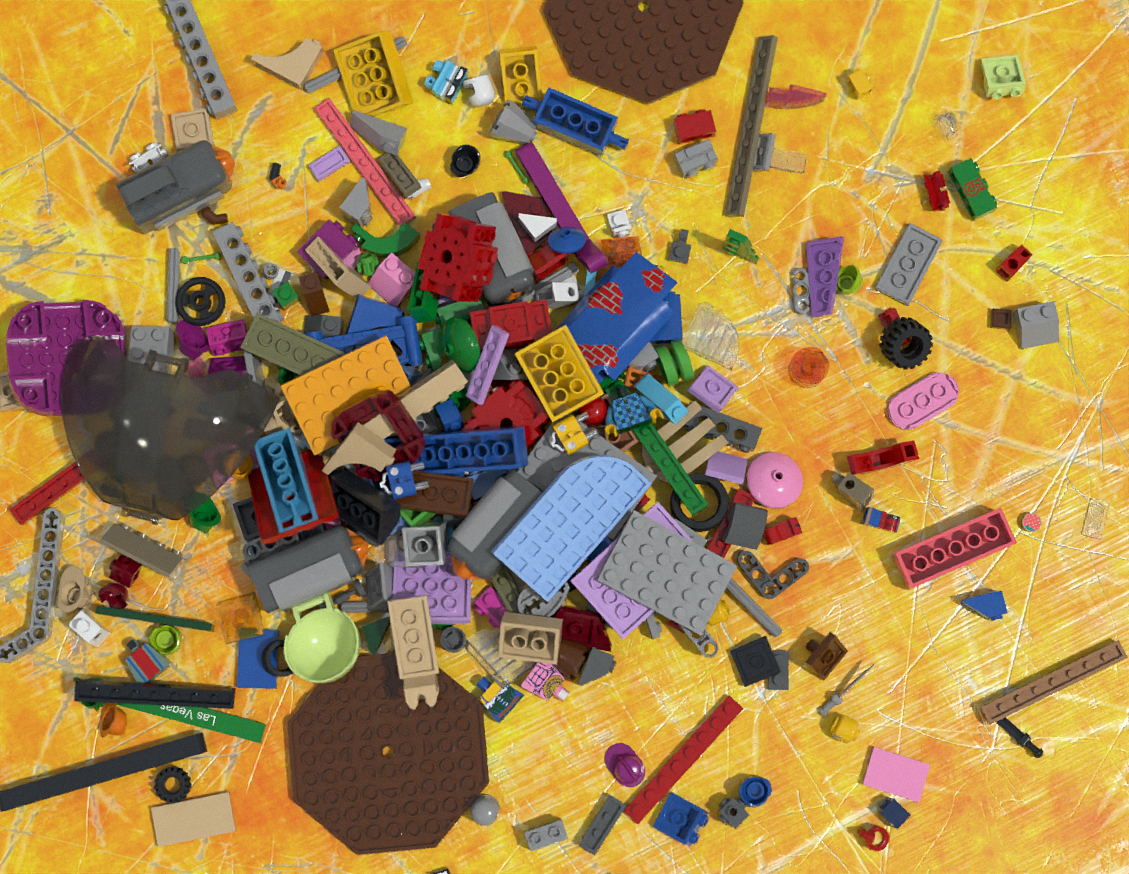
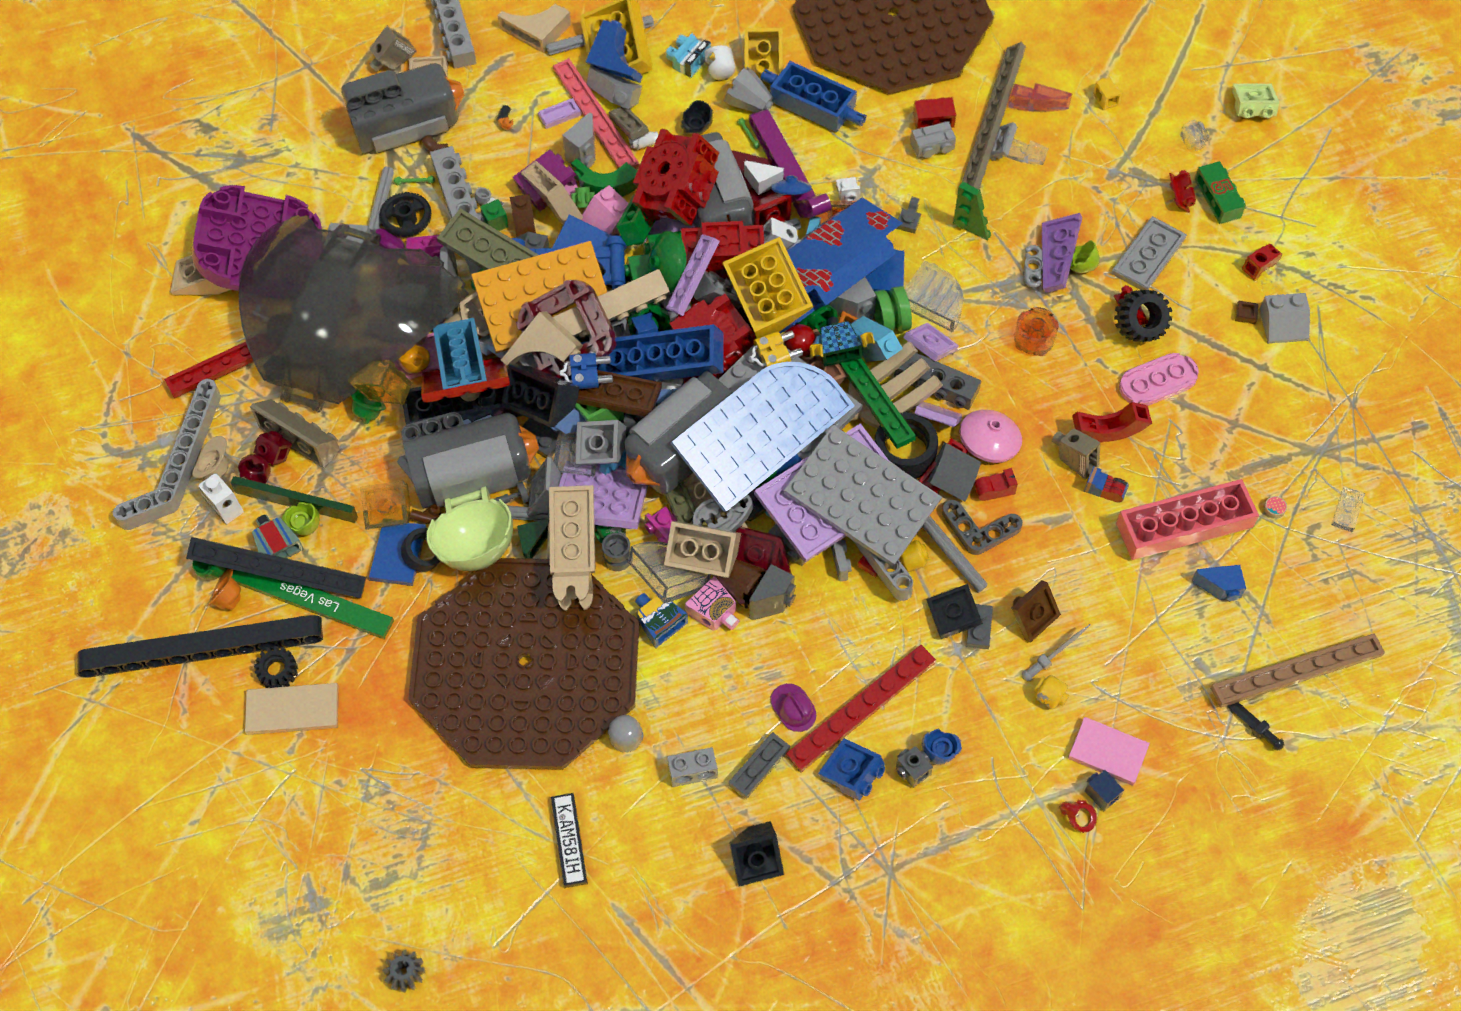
camera: 10 degrees right, 20 degrees down
(152, 112) = (390, 49): none -> dark tan torso
(217, 504) = (381, 382): none -> clear yellow slope
(277, 620) = (426, 516): none -> reddish brown arm
(369, 98) = (608, 52): none -> blue arch

